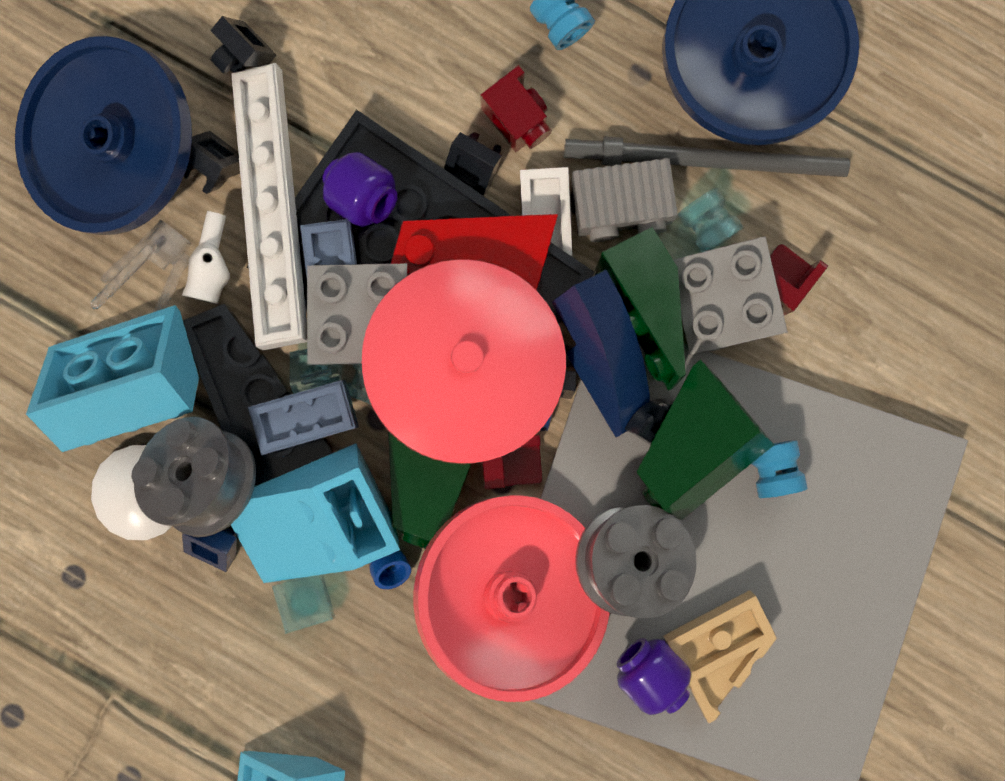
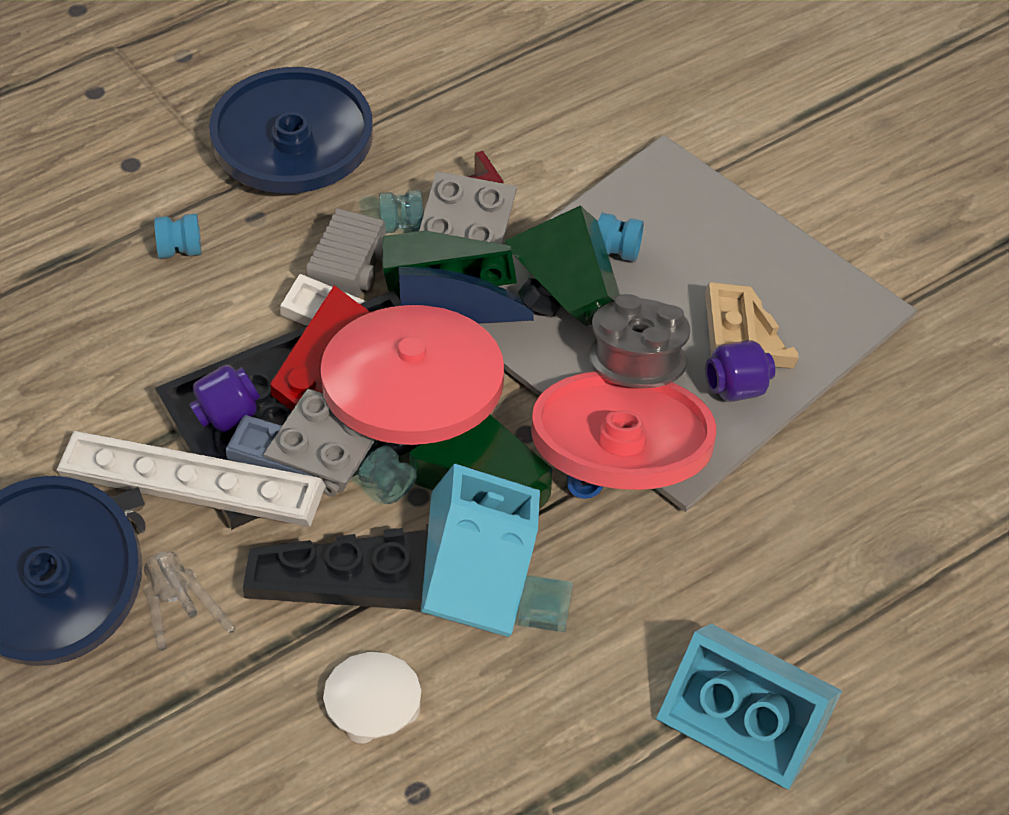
camera: 65 degrees left, 35 degrees down
(115, 380) = (263, 649): medium azure slope -> none
(194, 477) = (388, 606): flat silver wheel -> none
(205, 279) = (209, 549): white piece -> none
(215, 550) = (453, 649): dark blue tile -> none
(240, 46) = (41, 448): black tile -> none
(303, 417) = (386, 518): sand blue plate -> none
(311, 376) = (350, 509): clear light blue plate -> none
(394, 576) = (552, 529): blue hinge -> none
(473, 162) = (251, 330): black tile -> none
(515, 468) = (514, 411): dark red panel -> none
(516, 111) = (232, 293): dark red brick -> none
(614, 151) = (304, 248): dark grey bar -> none

